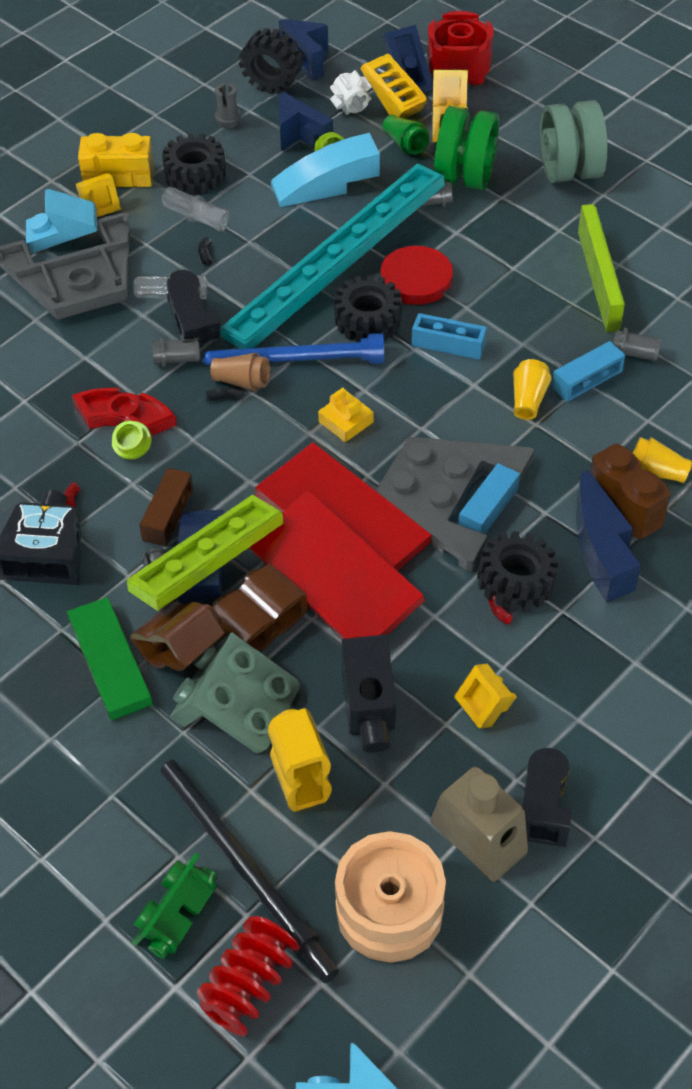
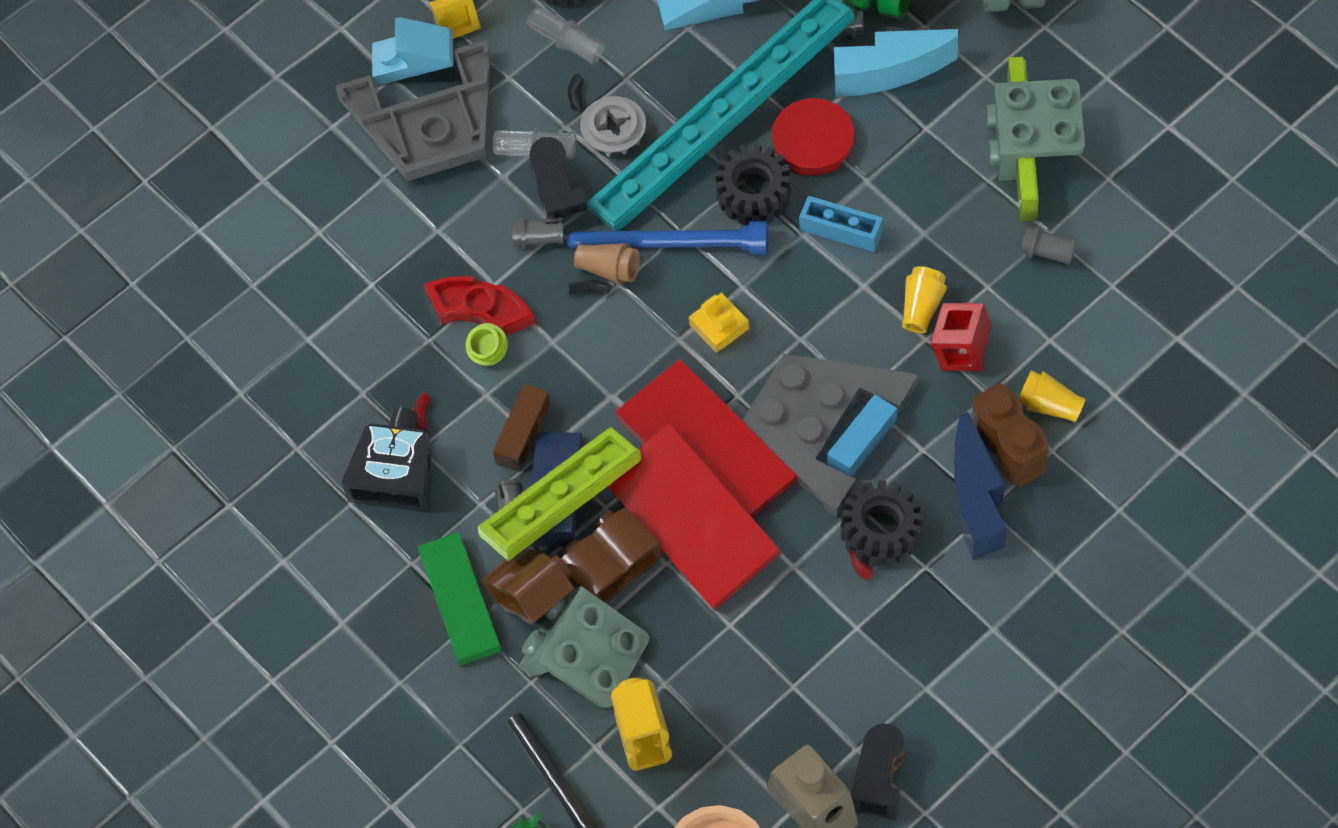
camera: 10 degrees right, 10 degrees up
(246, 262) = (624, 113): none -> light grey gear
(369, 690) = (714, 641): black torso -> none
(479, 216) = (893, 61): none -> medium azure slope
(484, 696) = (832, 662): yellow tile -> none
(570, 415) = (961, 336): none -> red brick
(588, 371) = (991, 276): dark azure piece -> none
(608, 248) = (1034, 122): none -> sand green bracket

